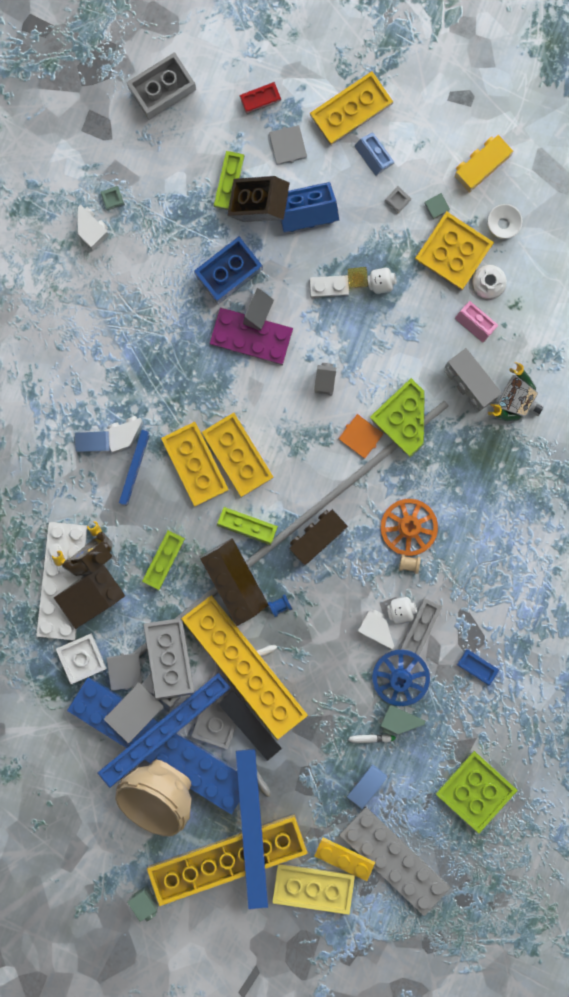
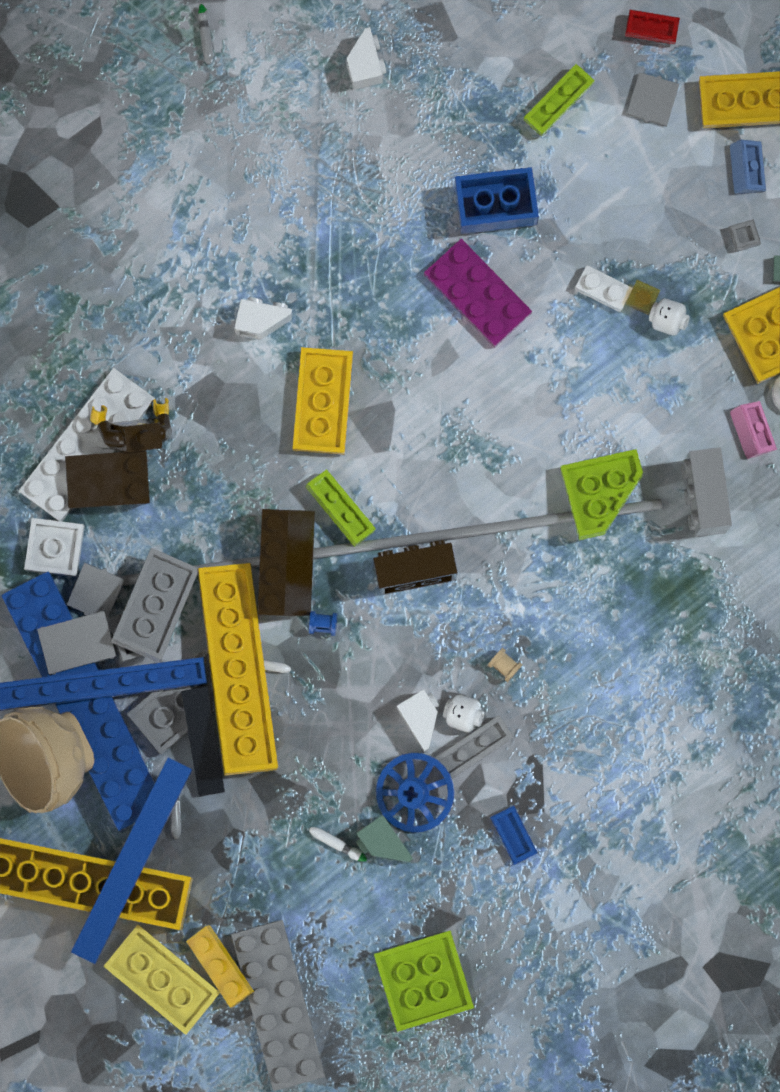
camera: 30 degrees right, 5 degrees down
(92, 441) = (219, 304): medium blue slope -> none
(112, 198) = (411, 43): sand green tile -> none
(134, 467) = (250, 363): blue tile -> none
(163, 560) = (219, 490): lime plate -> none
(237, 454) = (379, 419): yellow plate -> none
(258, 199) = (579, 138): dark brown brick -> none
(258, 310) = (503, 266): dark grey slope -> none
(310, 207) = (631, 182): blue slope -> none
(325, 379) = (534, 390): light grey slope -> none
(361, 436) = (537, 483): orange piece -> none
(367, 786) = (298, 896): medium blue slope -> none
(409, 527) = (530, 622): orange wheel -> none
(517, 397) = (748, 545): torso -> none

